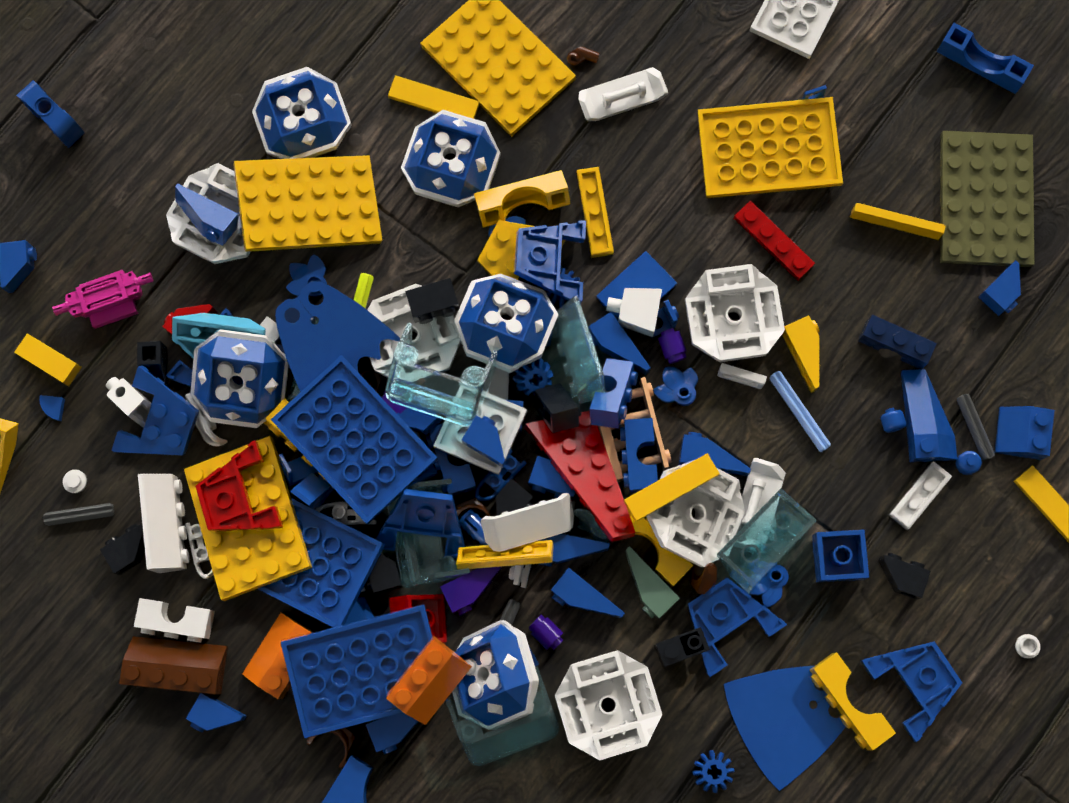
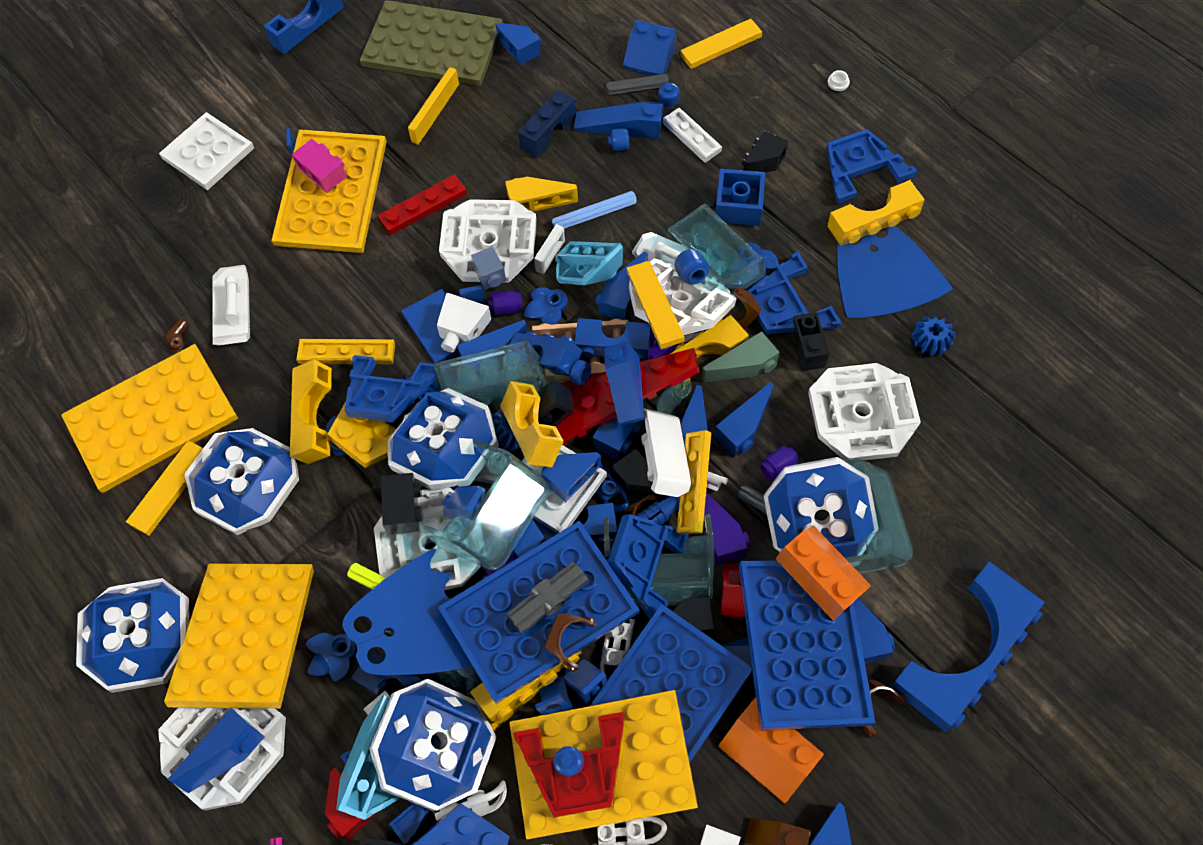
camera: 80 degrees left, 15 degrees down
(235, 488) = (568, 761): none -> blue piece
(338, 459) = (553, 641): none -> reddish brown helmet
(359, 443) = (547, 597): none -> dark grey piece
(434, 354) = (463, 502): none -> blue slope
(542, 385) = (537, 441): none -> yellow arch
(587, 473) = (625, 383): none -> blue slope
(597, 431) = (580, 372): none -> blue tile
(692, 322) = (488, 268): none -> sand blue brick
(723, 412) = (588, 262): none -> medium azure wedge
(733, 517) = (691, 266): none -> blue head
(787, 129) = (319, 165): none -> dark pink brick

